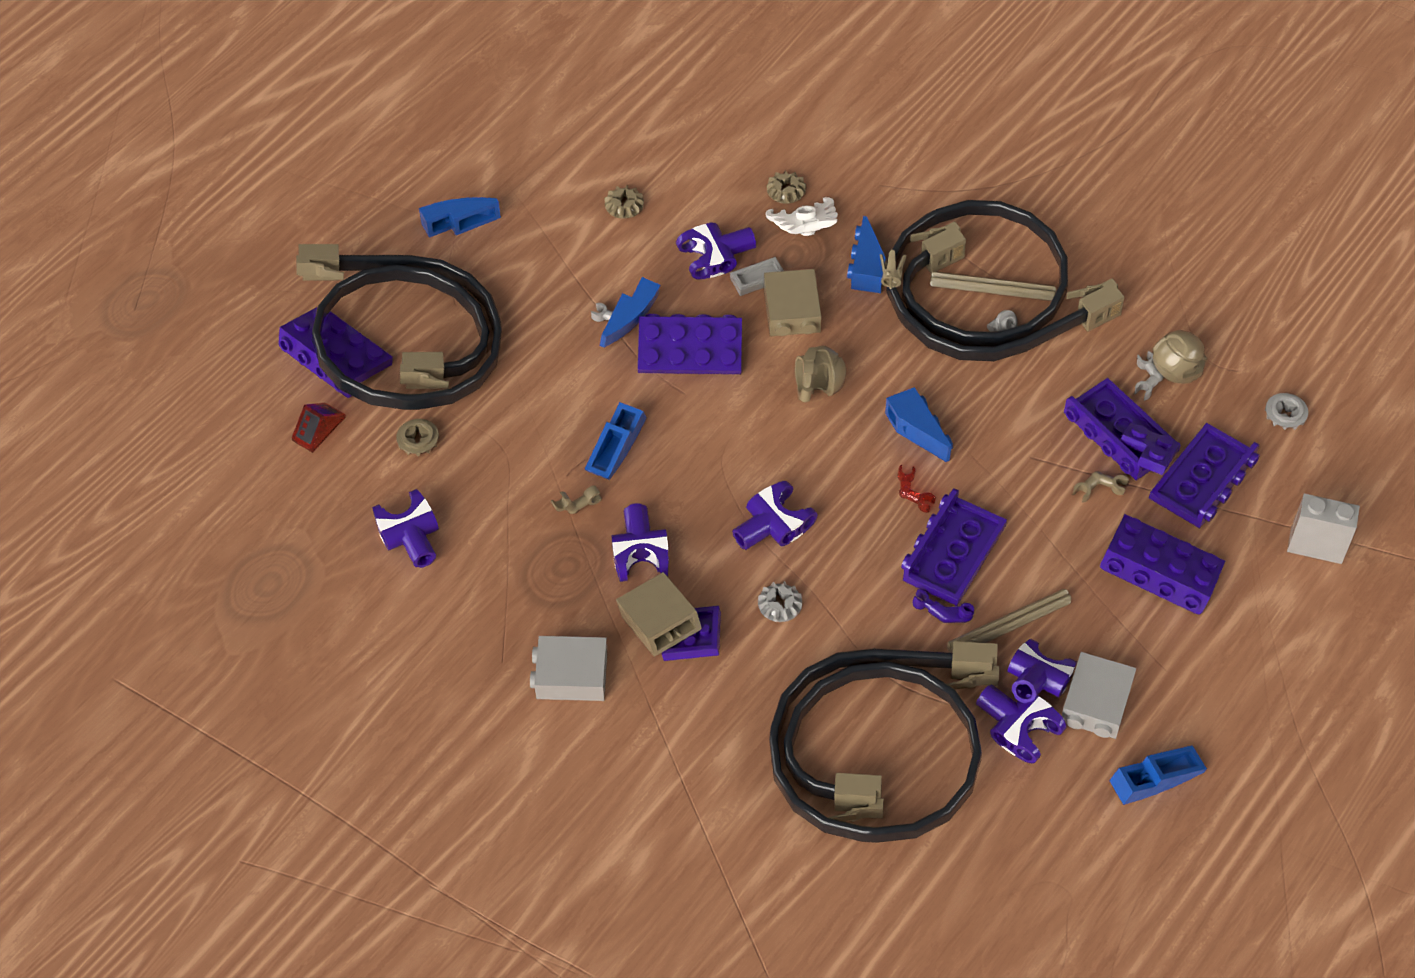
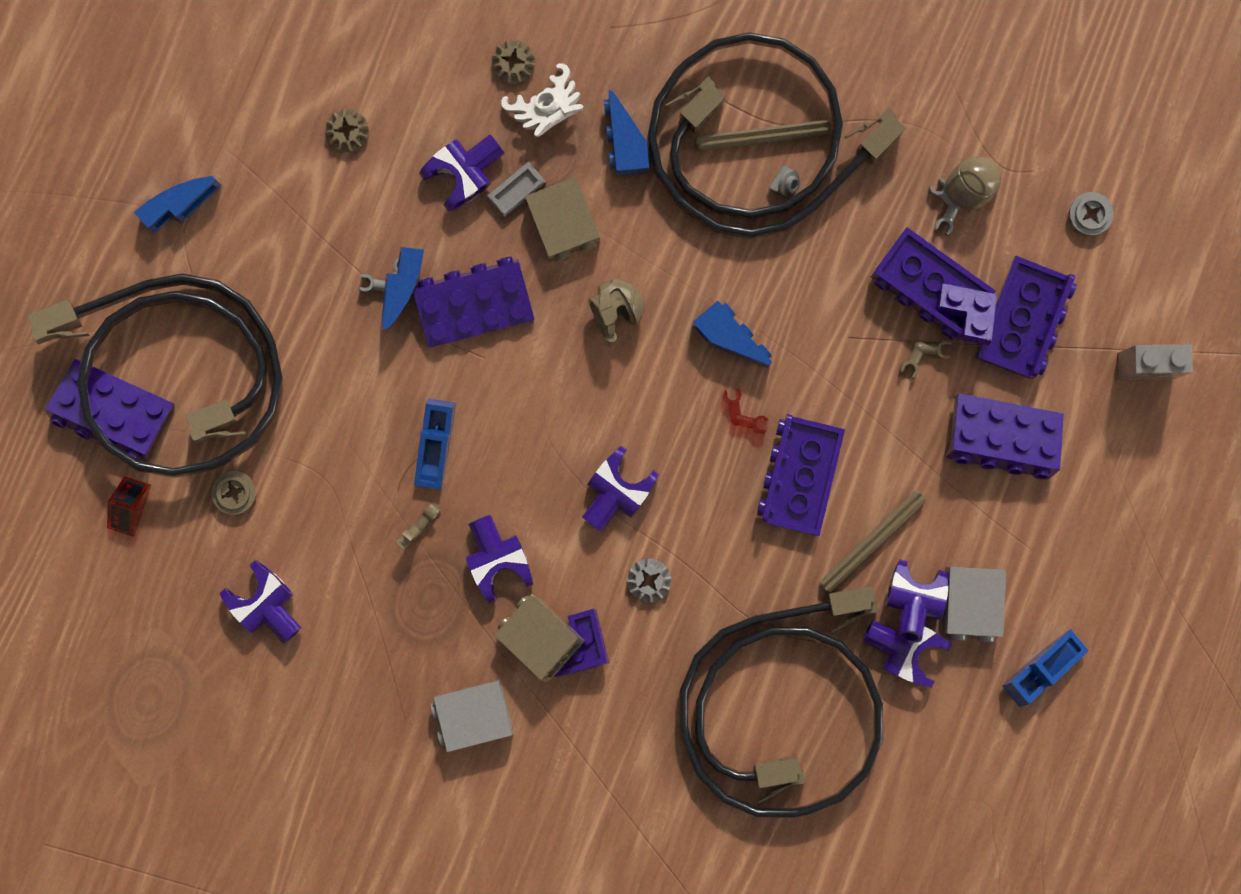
camera: 15 degrees left, 30 degrees up
(891, 276) = (659, 165): dark tan piece -> none
(954, 614) = (809, 549): dark purple arm -> none

